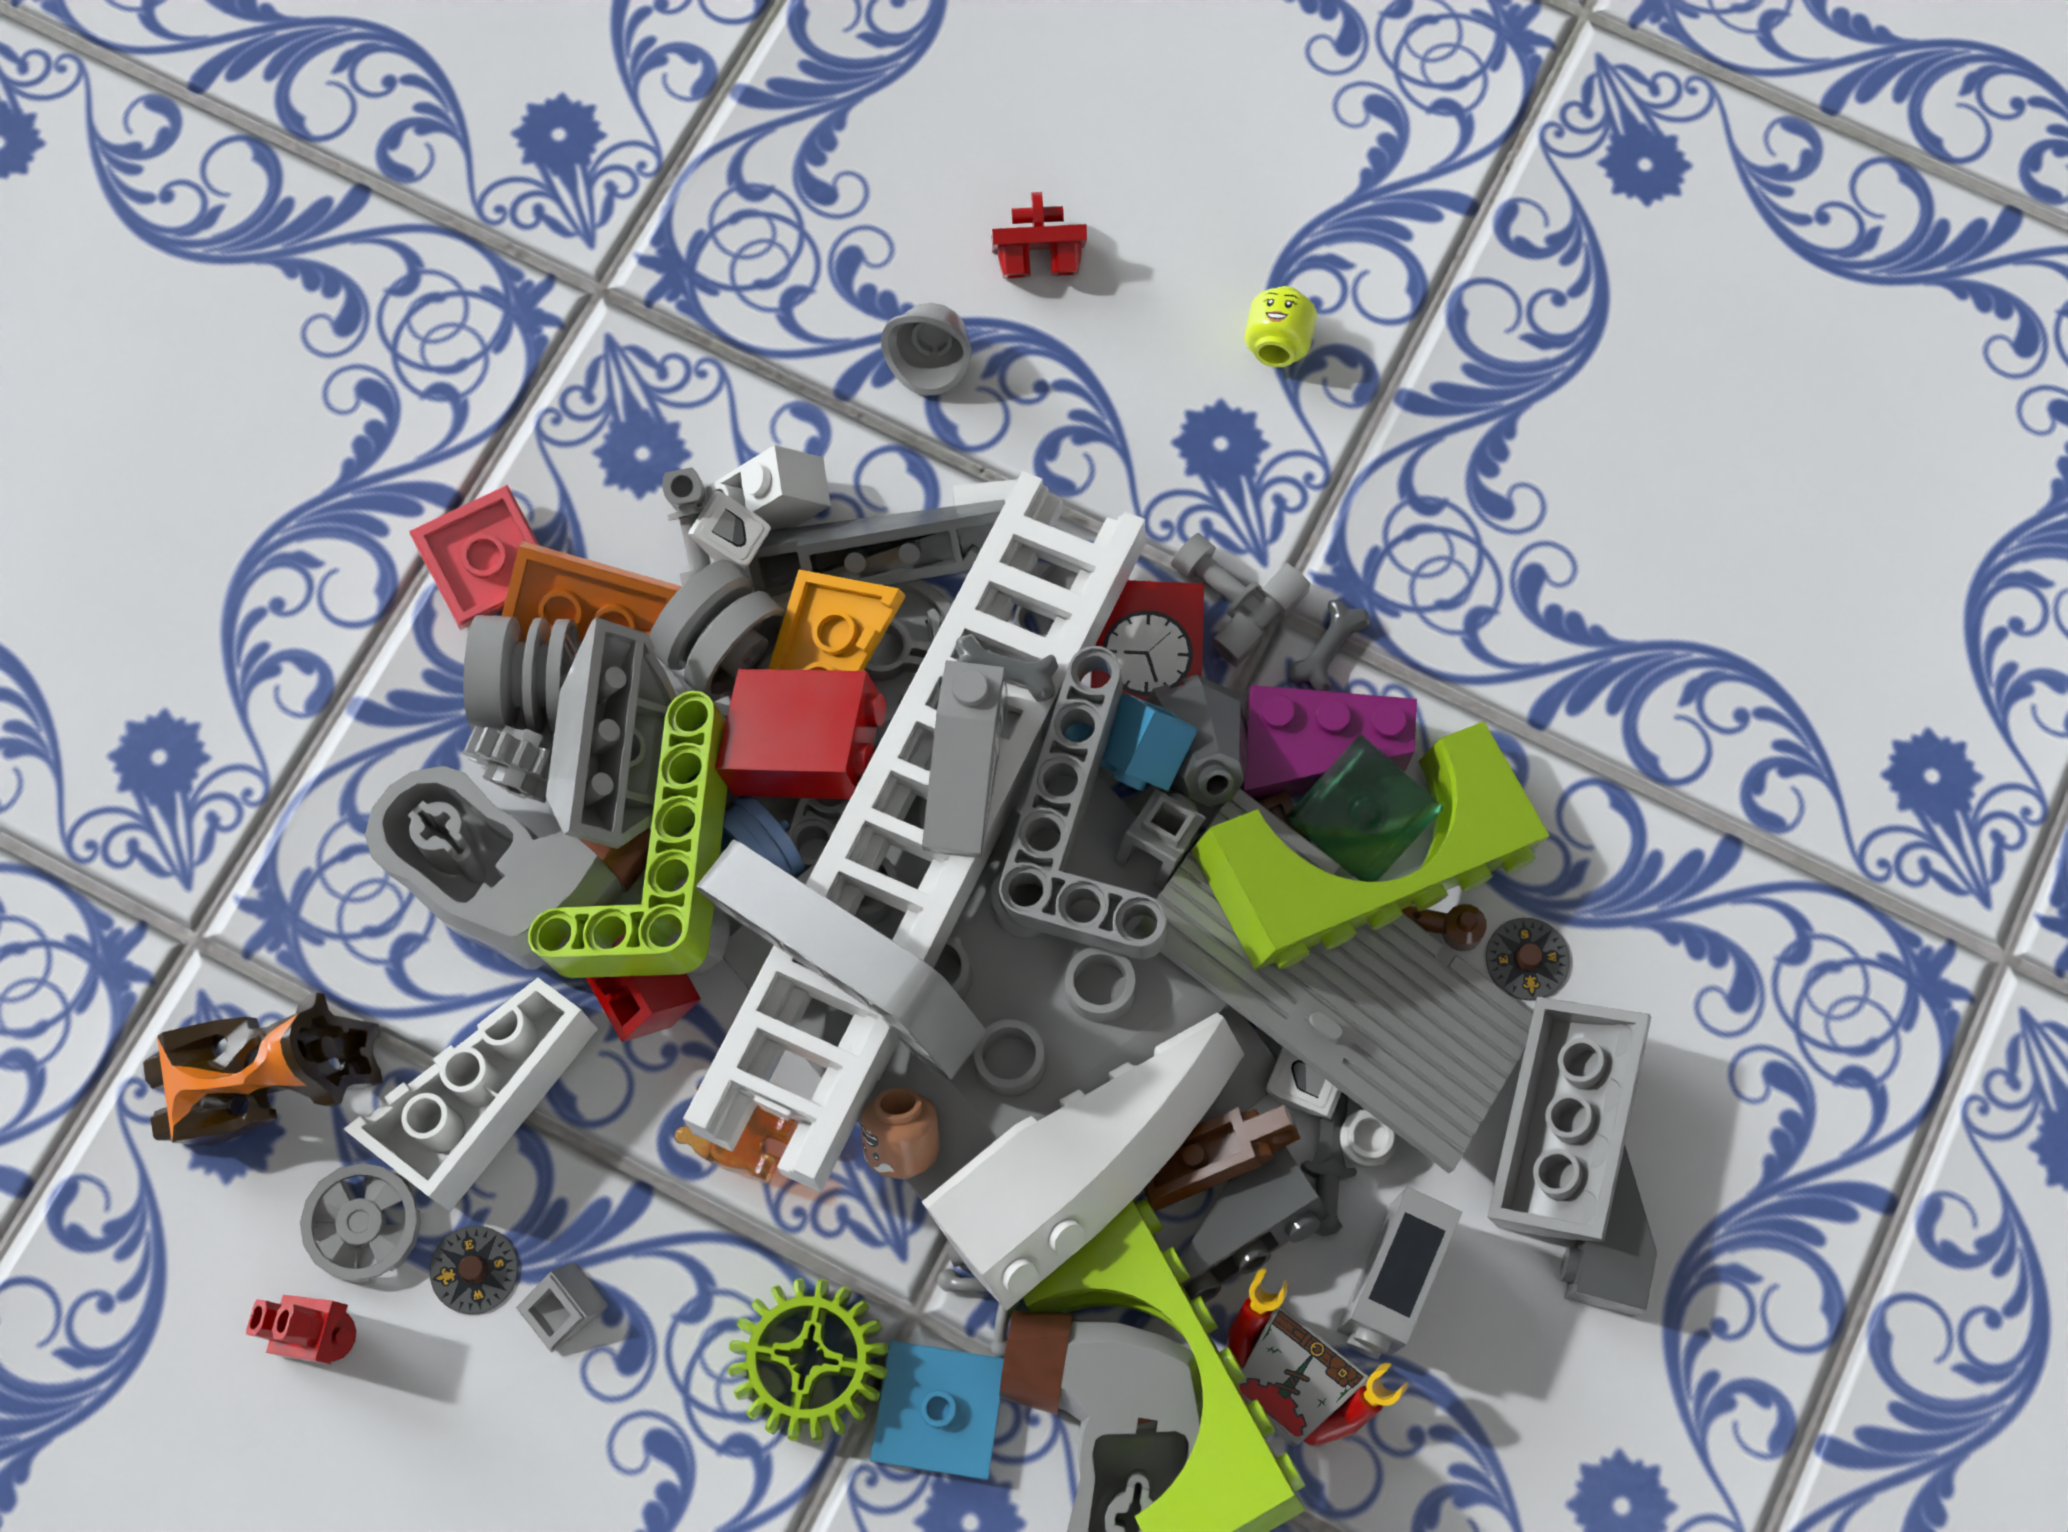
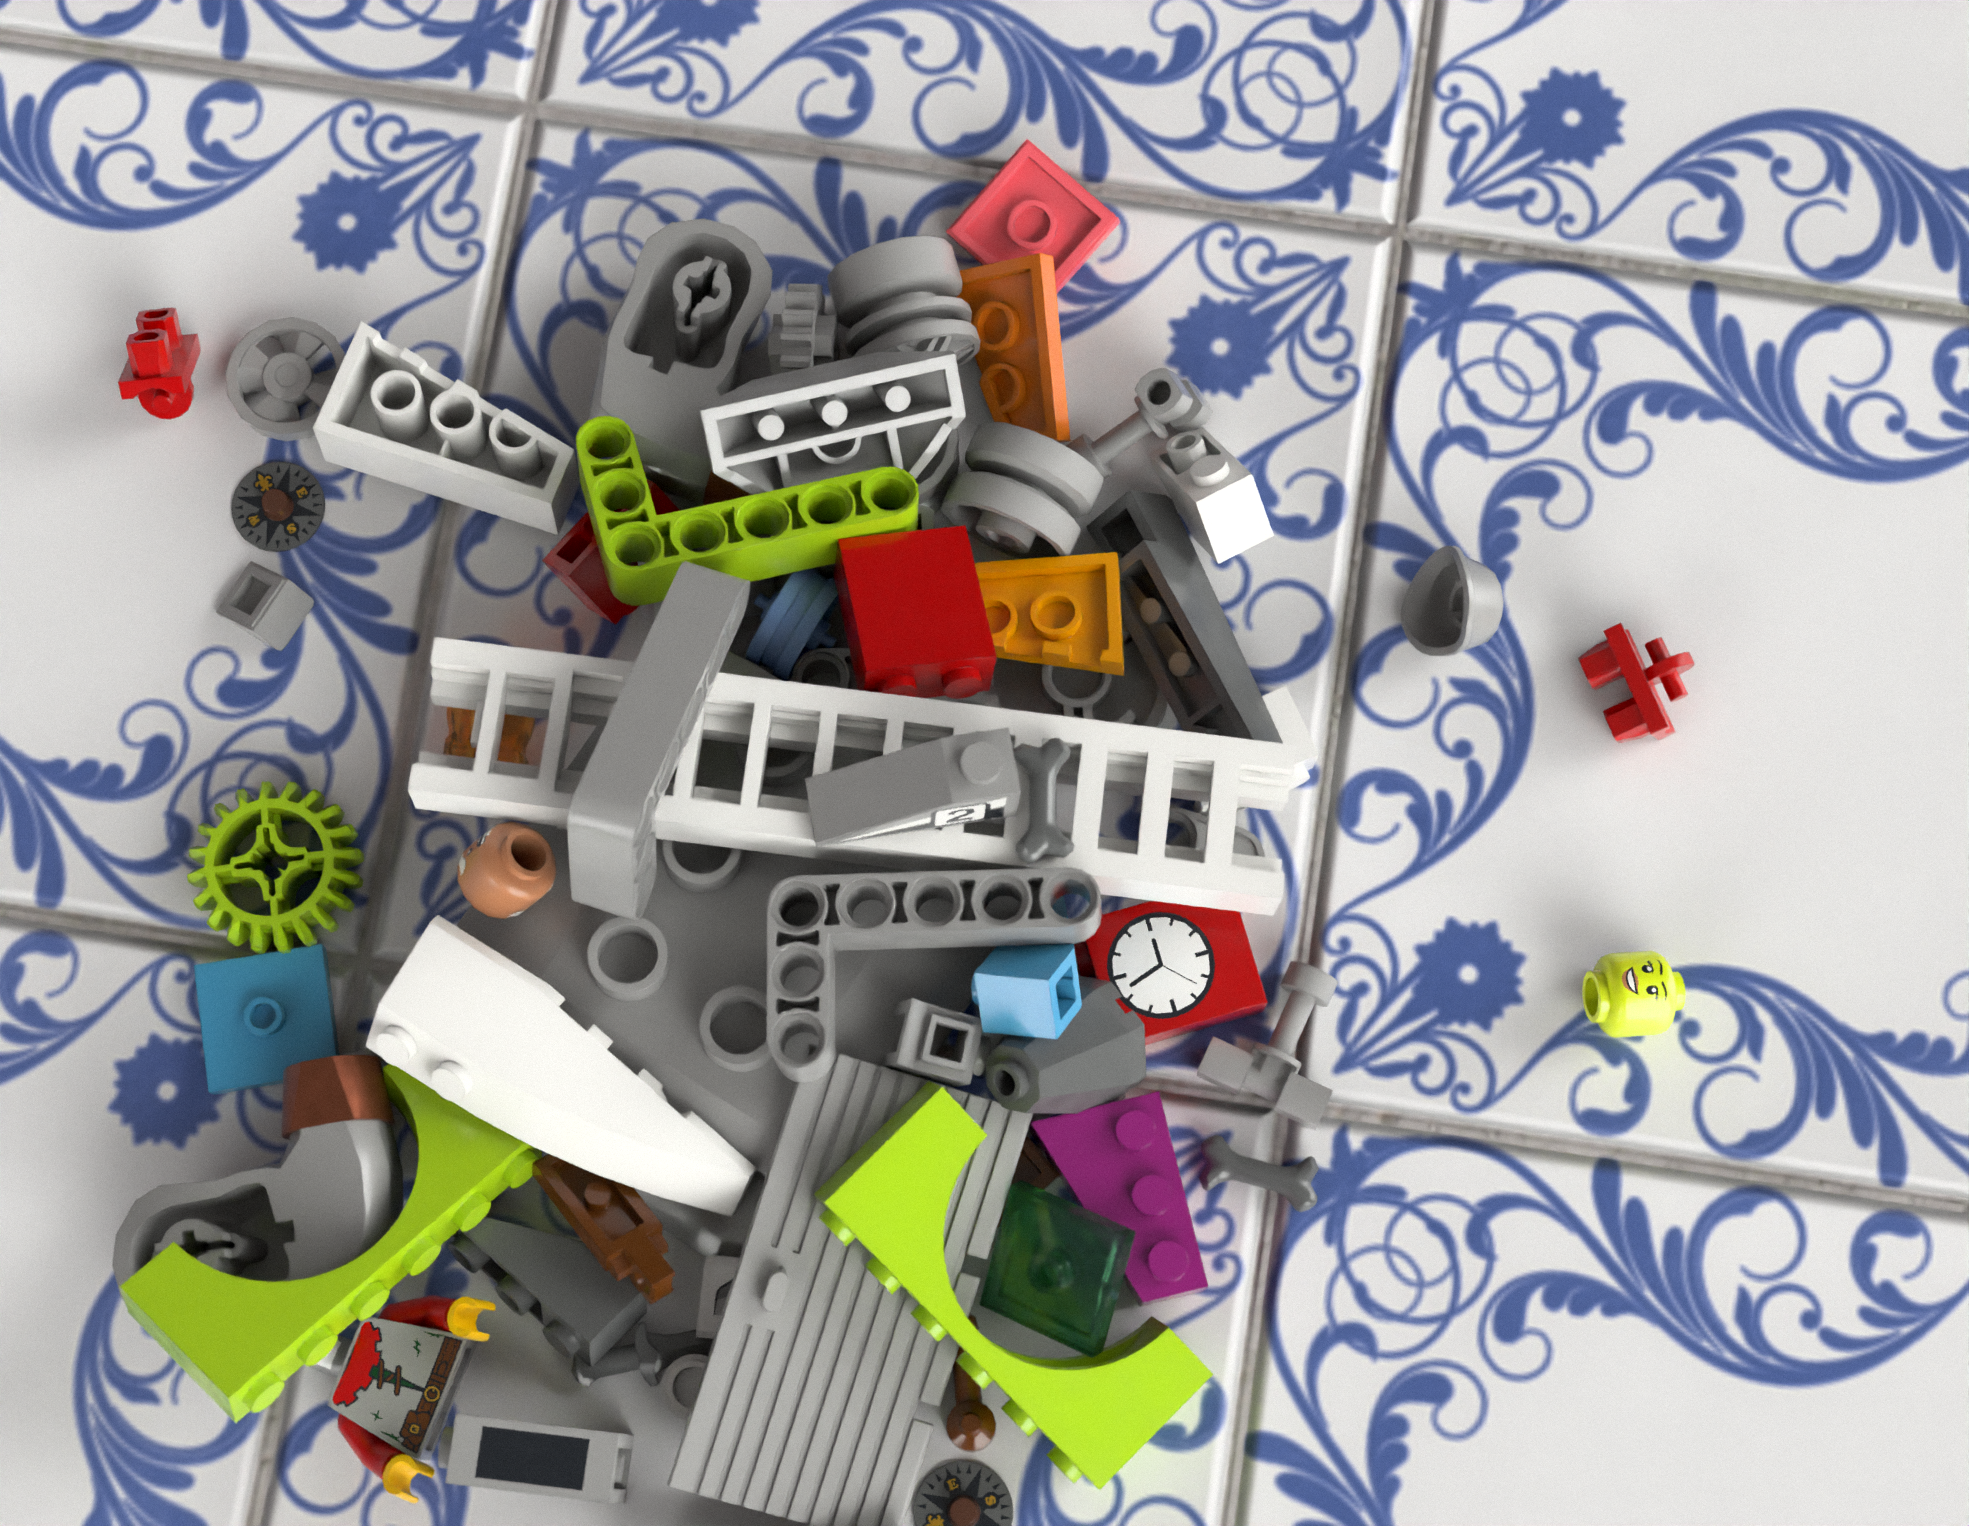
camera: 75 degrees right, 5 degrees up
(294, 1054) = (396, 195): dark brown hips -> none
(729, 530) = (1139, 464): white slope -> none

